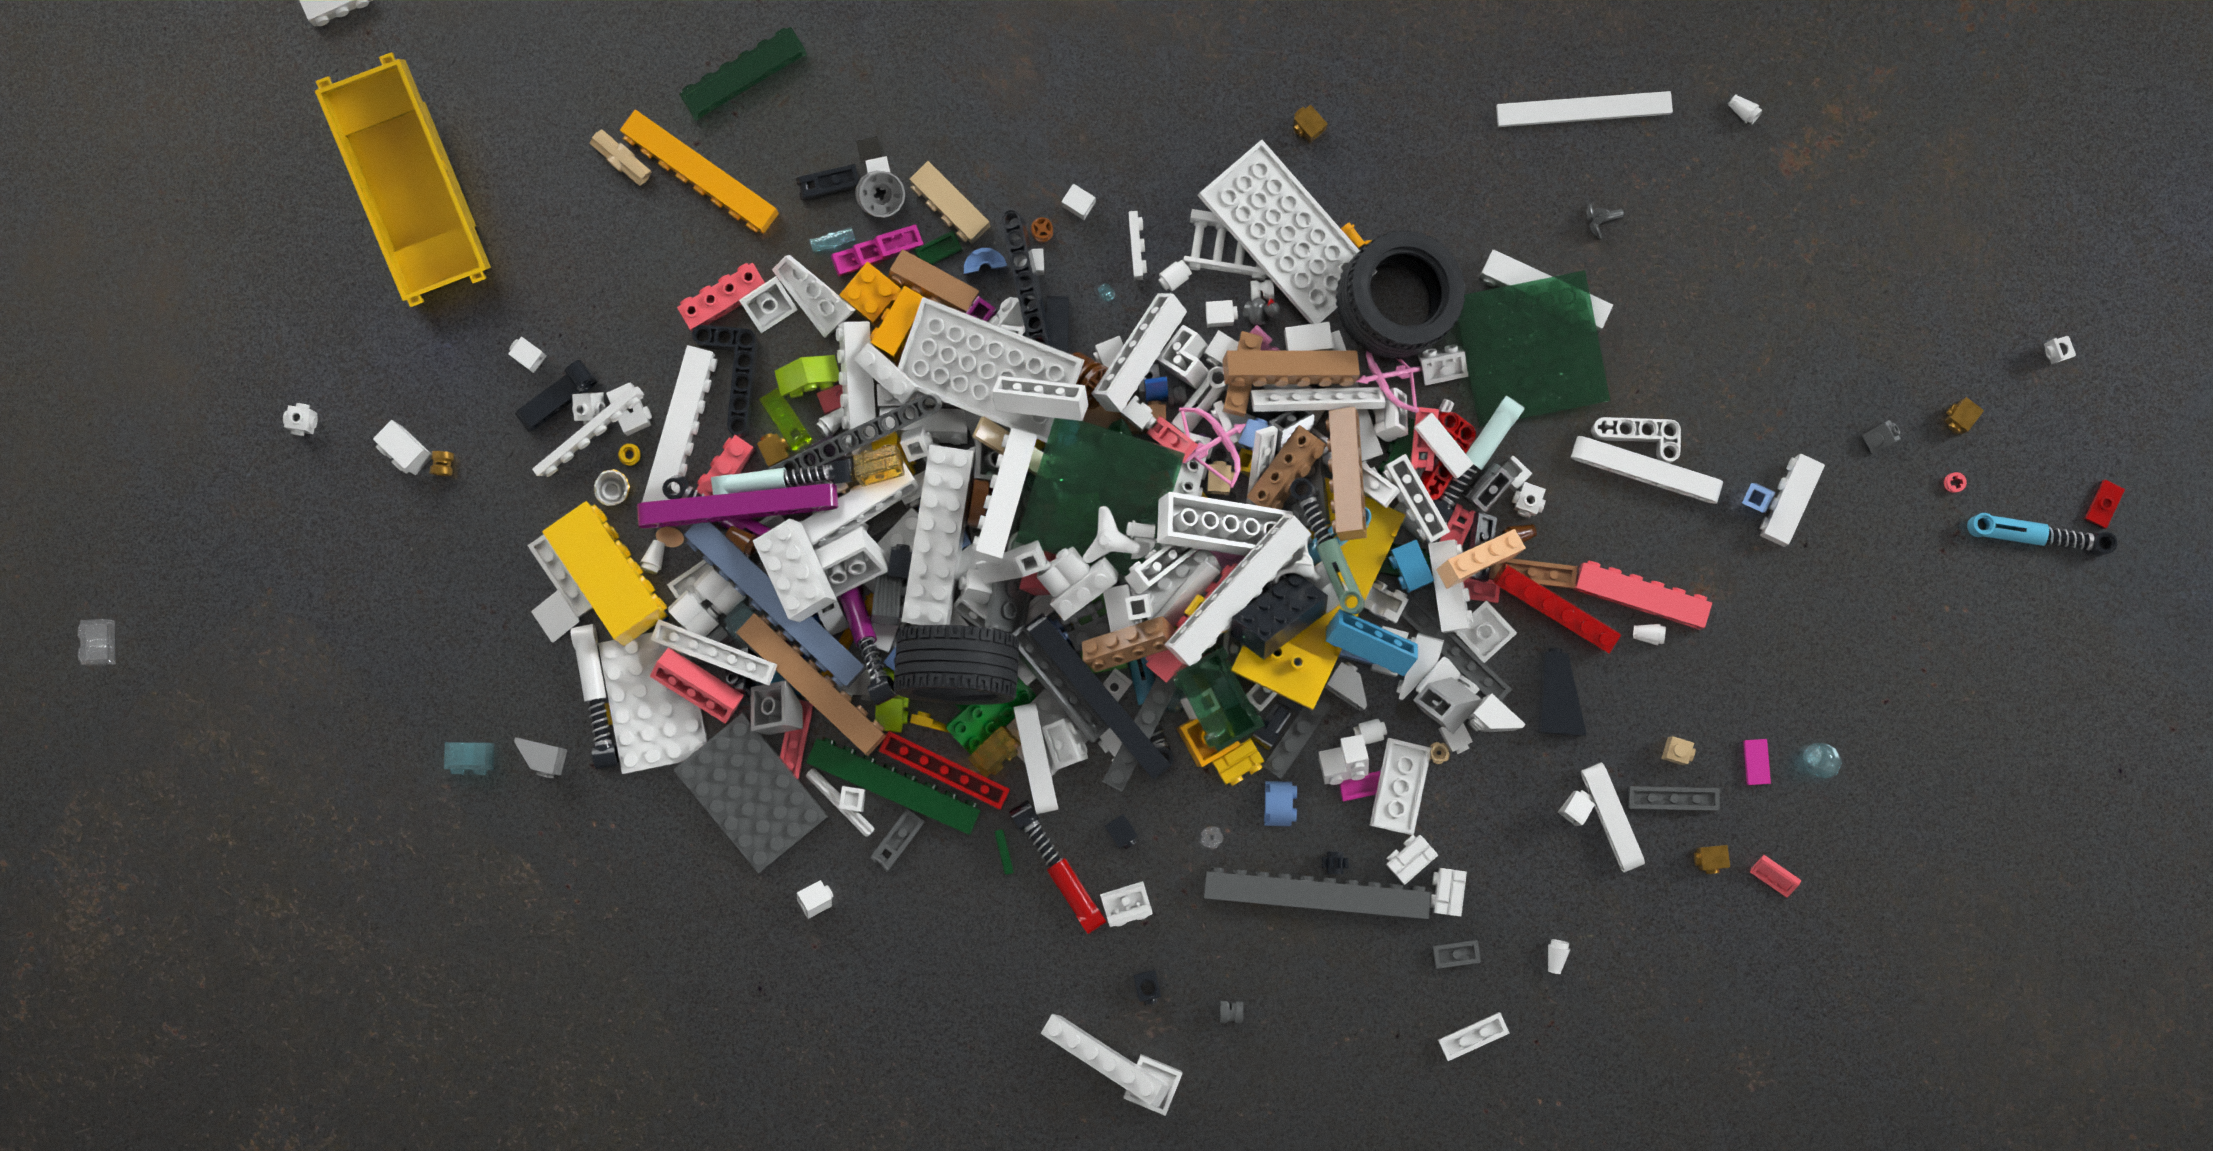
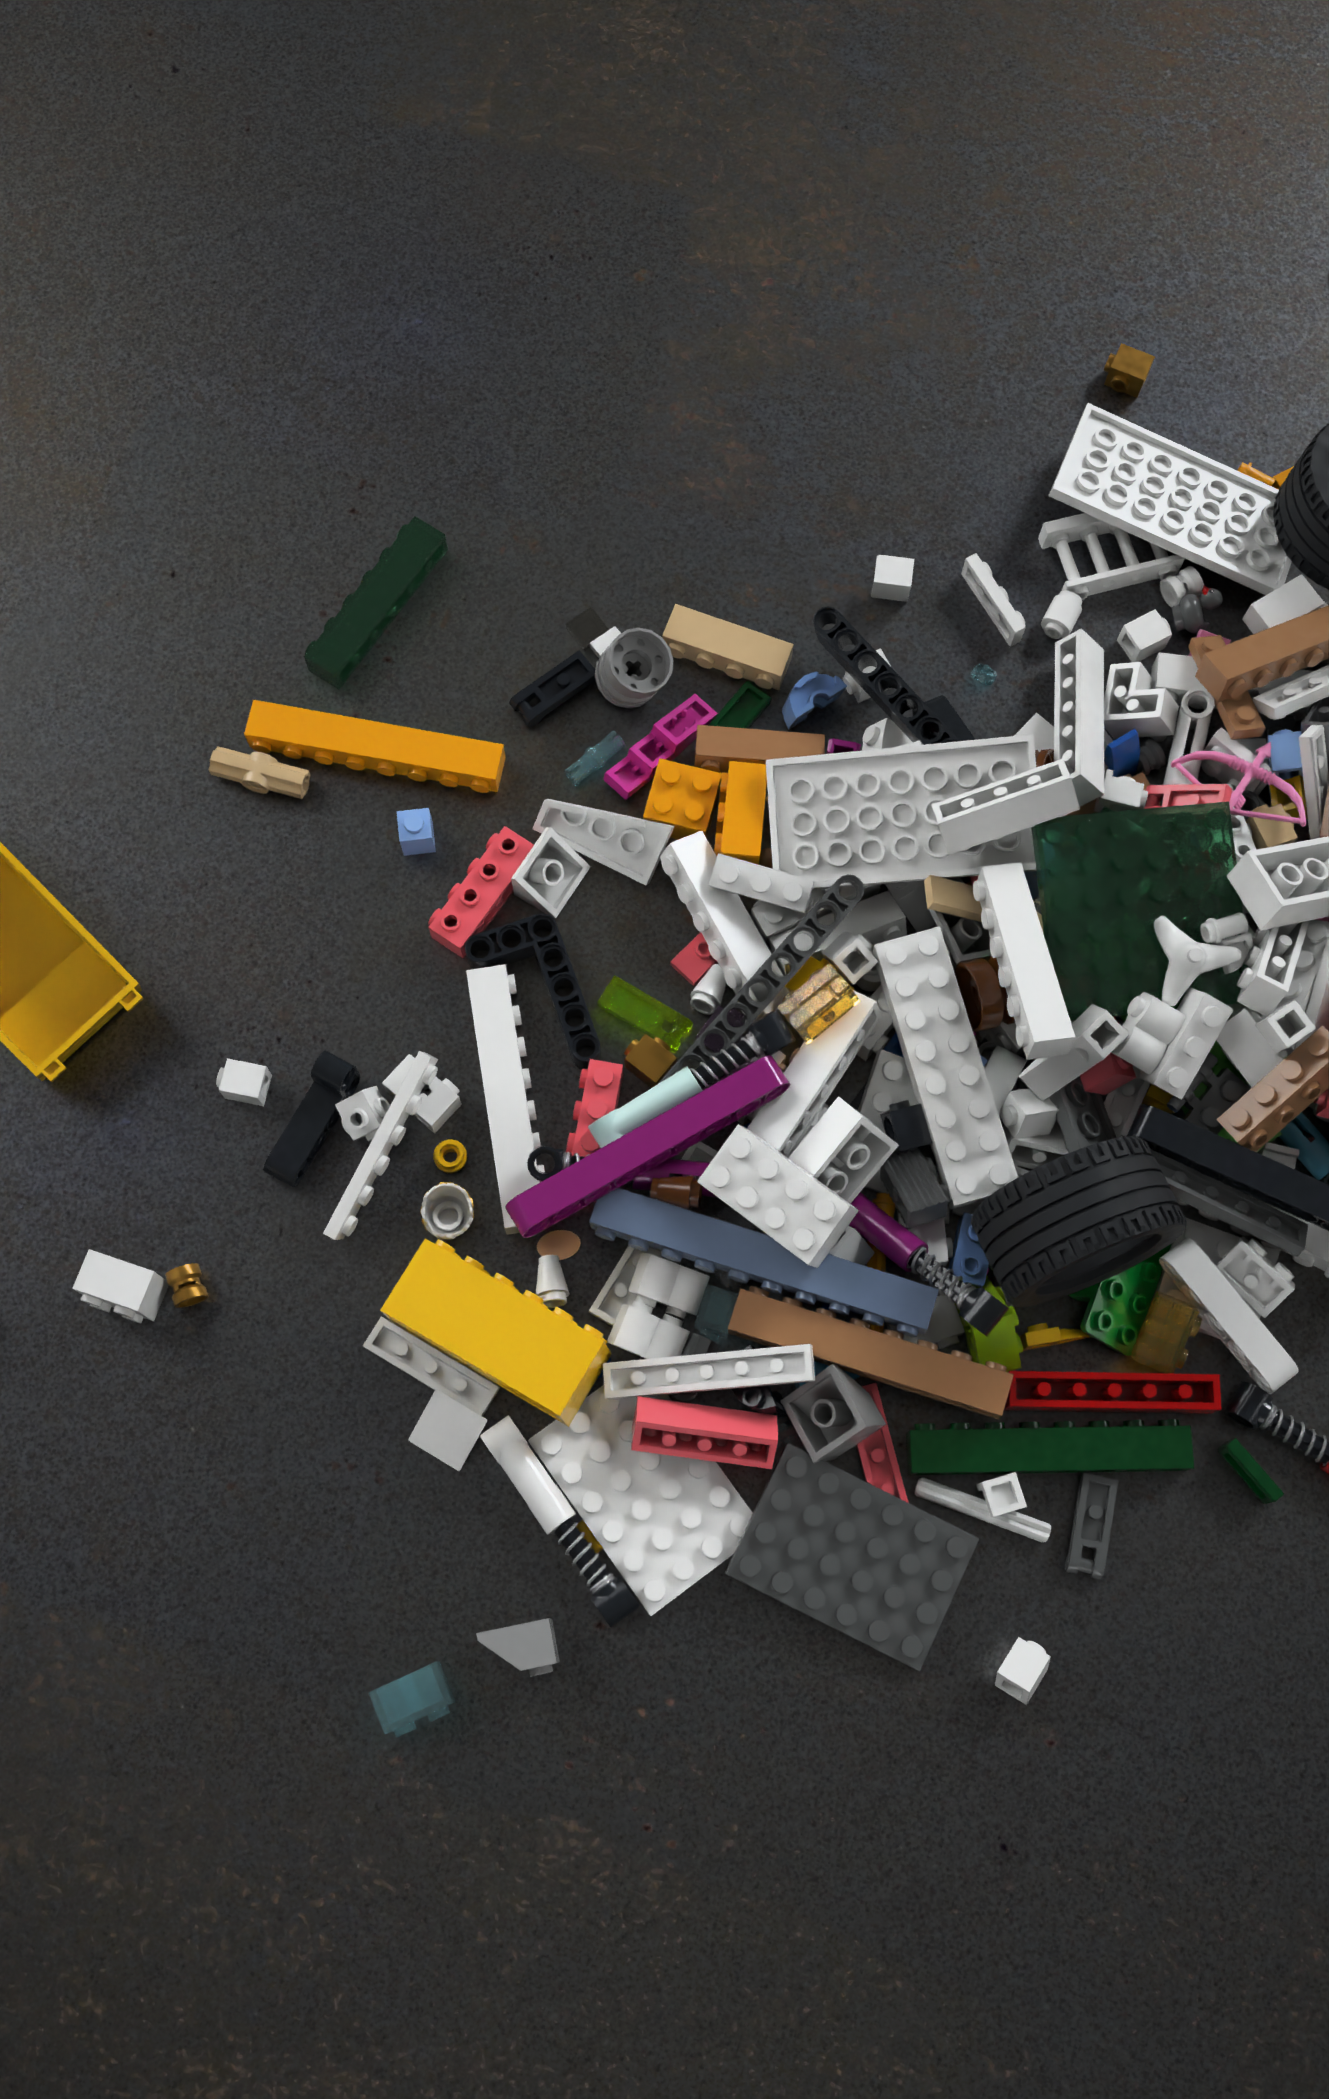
camera: 30 degrees left, 10 degrees down
(698, 240) = (416, 831): none -> light blue brick
(807, 375) = (648, 938): lime brick -> none
(1040, 226) = (866, 623): dark orange wheel -> none

